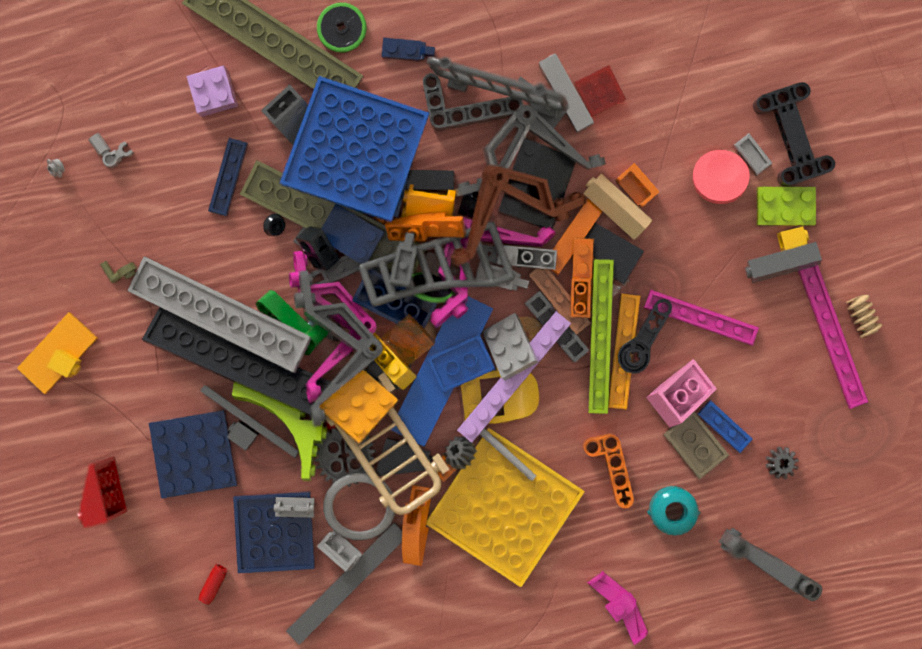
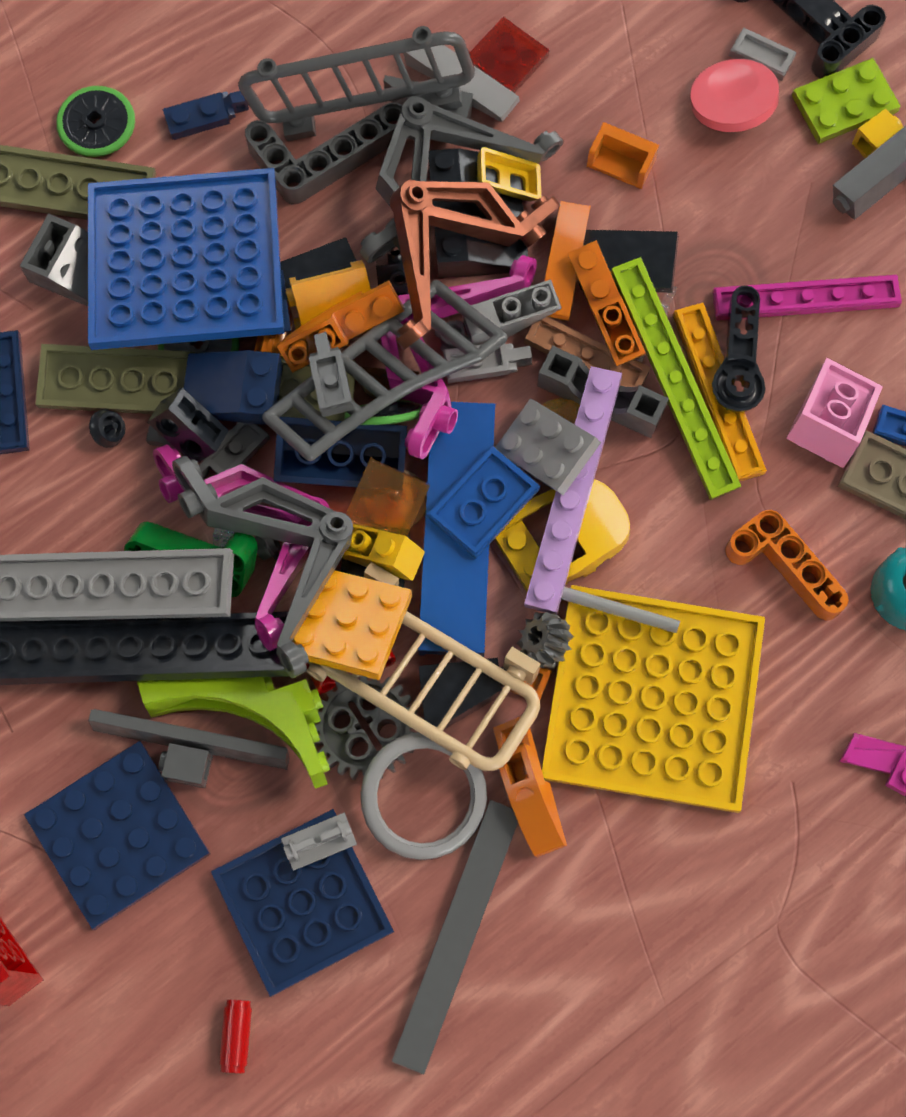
camera: 25 degrees left, 15 degrees down
(340, 550) = (423, 882): light grey hinge -> none
(564, 164) = (510, 165): none -> yellow piece
(617, 206) = (607, 191): tan brick -> none

